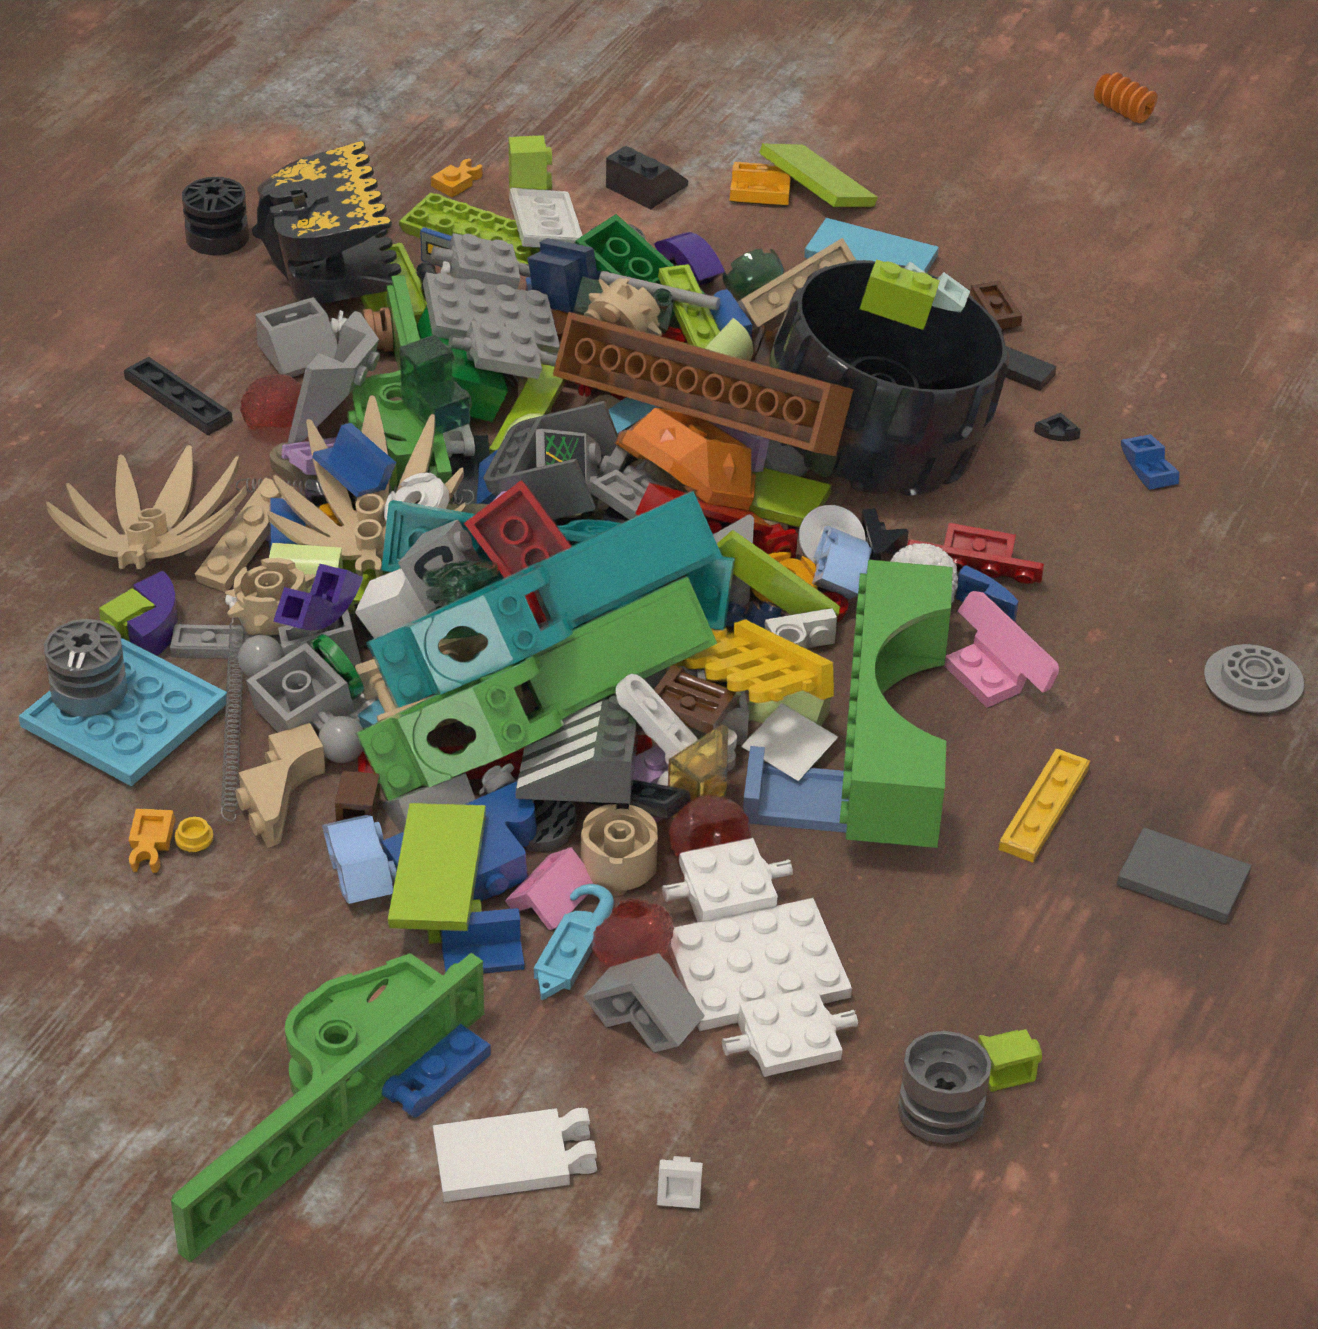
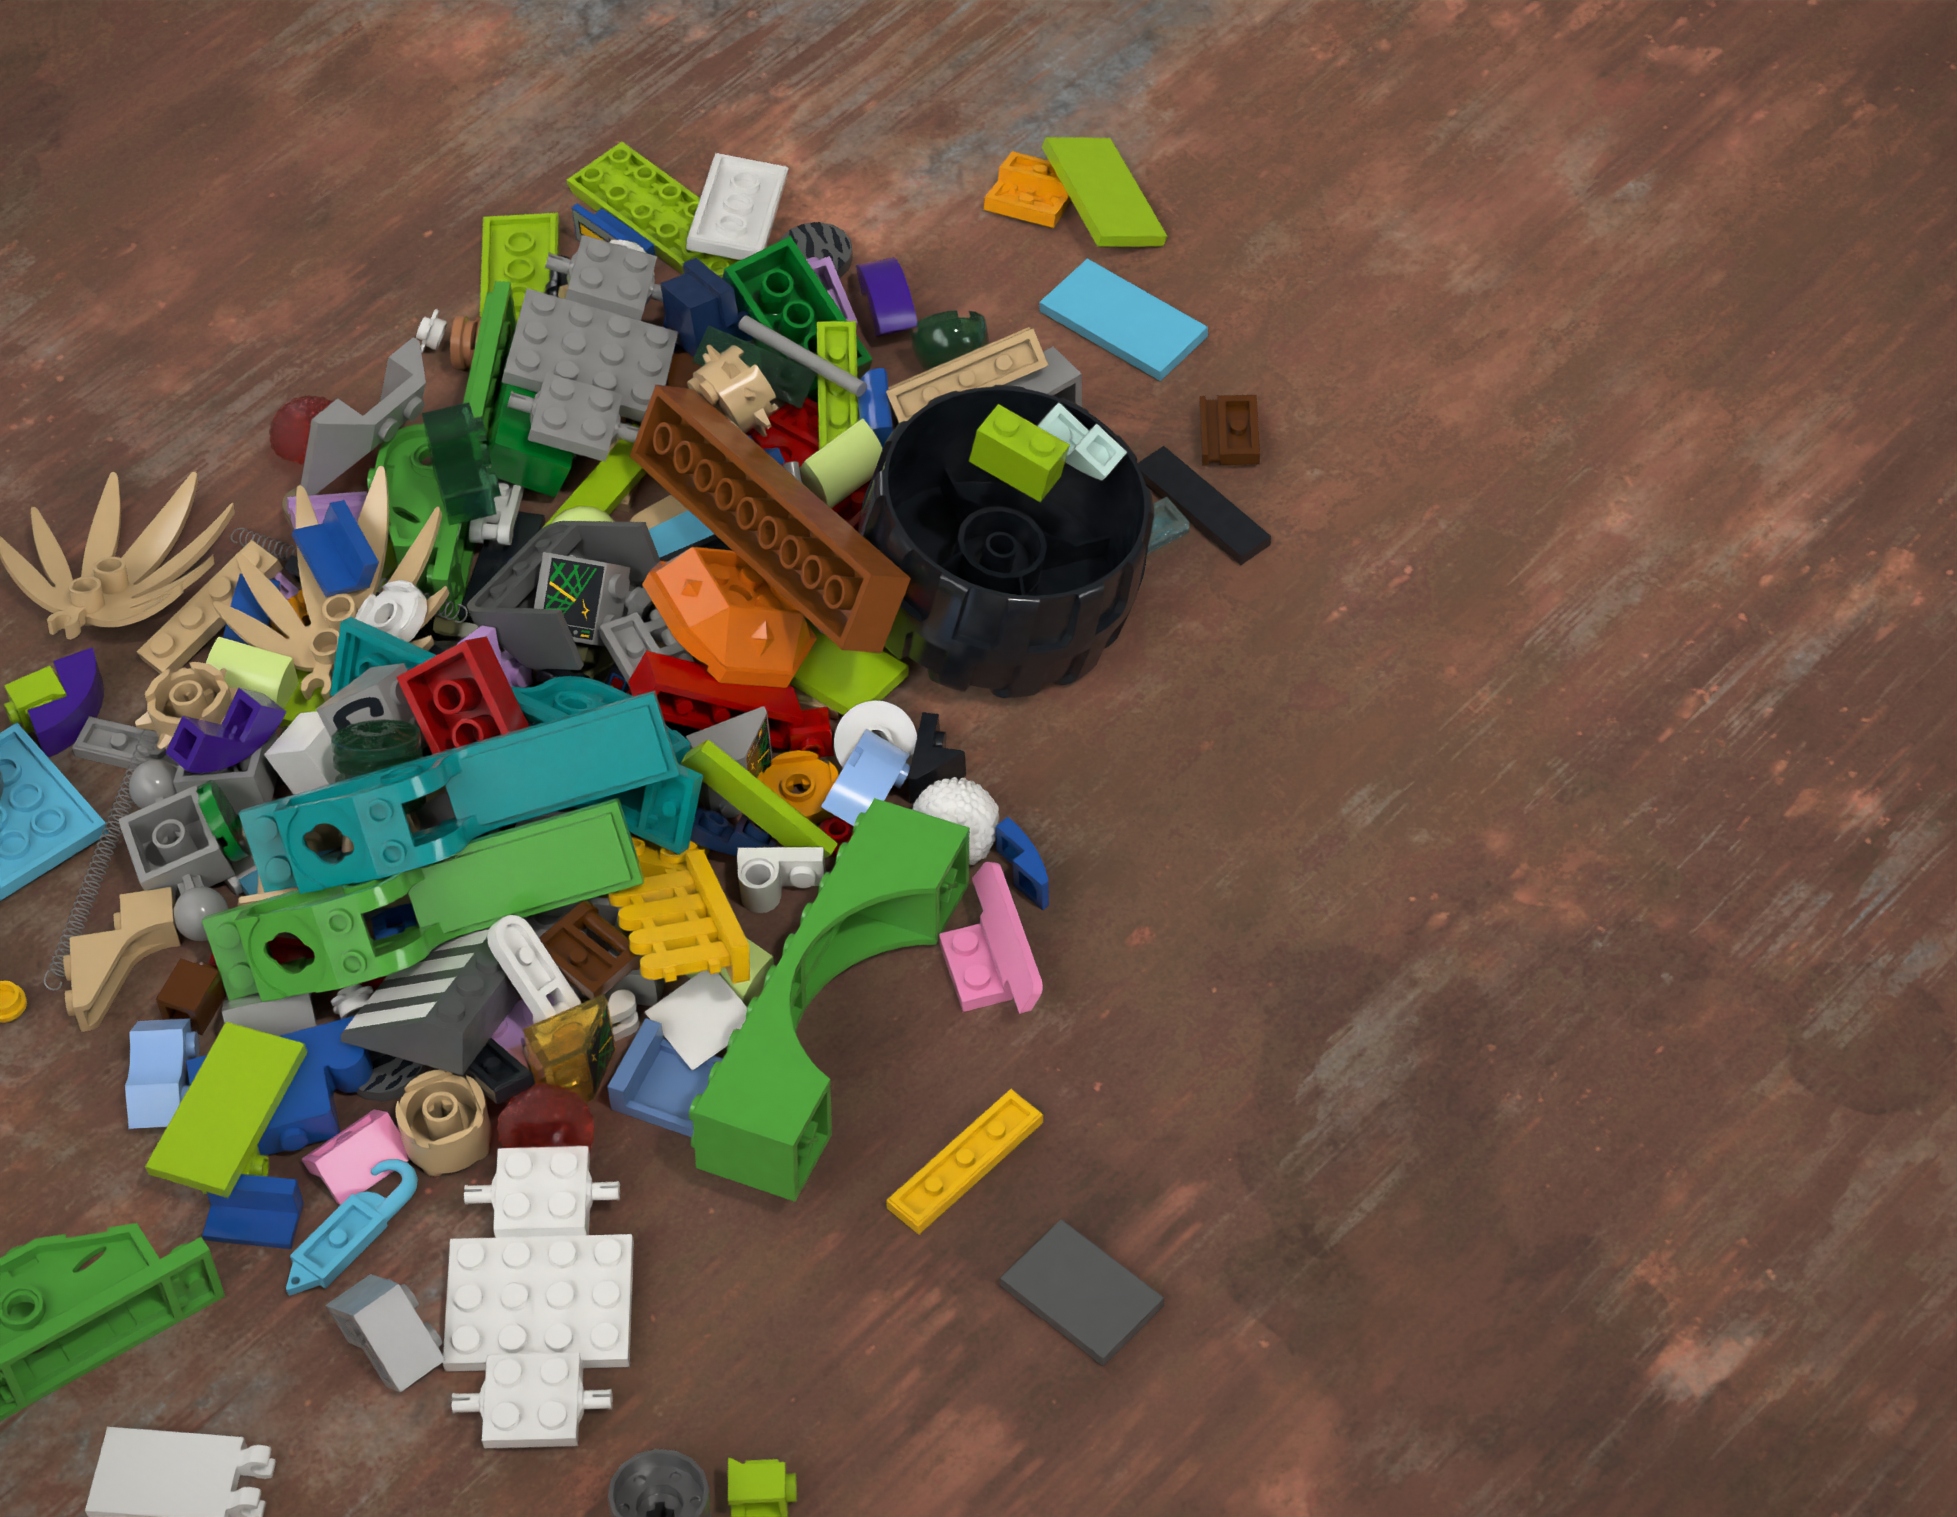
camera: 20 degrees right, 10 degrees up
(178, 396) = (217, 393): black tile -> none
(215, 216) = (348, 142): black wheel -> none
(295, 335) = (367, 334): light grey slope -> none
(327, 226) = (458, 190): black animal -> none
(437, 1071) = (142, 1359): blue plate -> none
(456, 180) = (664, 123): light orange plate -> none
(529, 163) = (743, 125): lime brick -> none
(633, 932) = (406, 1242): clear red hair -> none
(641, 177) = (888, 159): black slope -> none
(987, 553) = (1048, 792): red bracket -> none
(1057, 428) = (1232, 627): black tile -> none
(1125, 97) = (1557, 128): orange piece -> none
(1148, 461) = (1322, 699): blue slope -> none
(1254, 678) = (1301, 1025): light grey wheel -> none

